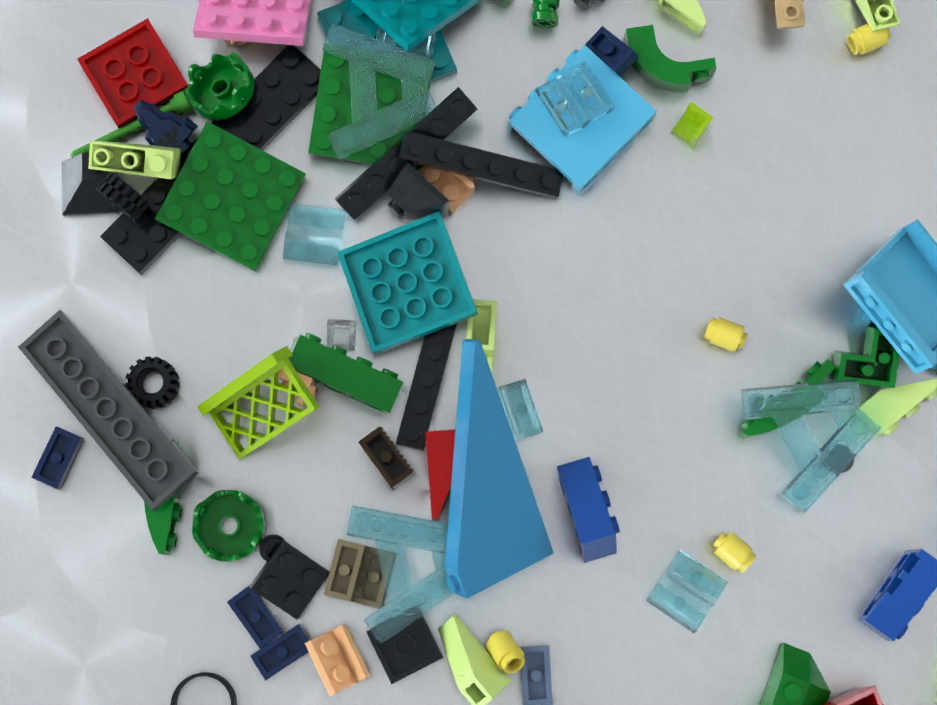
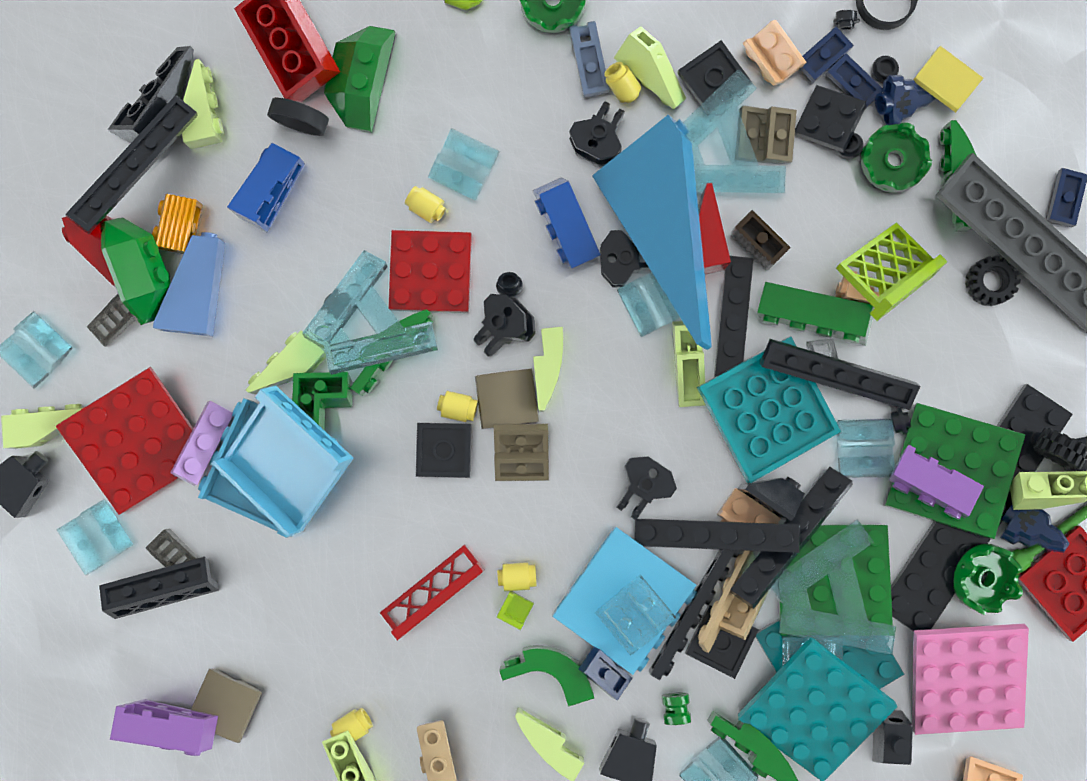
camera: 175 degrees right, 5 degrees up
(157, 602) = (947, 79): none -> light yellow slope
(208, 588) = (900, 99): none -> dark blue rock
(220, 626) = (883, 67): none -> black plate
(252, 687) = (846, 19): none -> black plate
(256, 180) = (935, 483): none -> medium lavender wedge
(274, 254) = (900, 421): none -> black plate
(330, 306) = (839, 374): none -> black plate
(481, 90) = (730, 612): none -> tan bracket
(490, 67) = (727, 650): none -> black plate
(518, 93) = (690, 616): none -> black plate
(536, 448) = (626, 255): none -> black hinge
(539, 599) = (599, 135): none -> black hinge
(545, 226) = (644, 486): none -> black hinge
(626, 362) = (548, 366): none -> yellowish green slope
(655, 452) = (509, 284): none -> black plate
(665, 279) = (521, 452): none -> dark tan slope
(665, 412) = (506, 321): none -> black hinge
(673, 335) = (506, 398): none -> dark tan slope
(685, 157) = (517, 576): none -> light yellow brick
(736, 481) = (430, 271): none -> red plate
(745, 292) = (443, 450): none -> black plate
(772, 143) = (439, 599): none -> red fence
(863, 664) = (298, 116): none -> black tyre

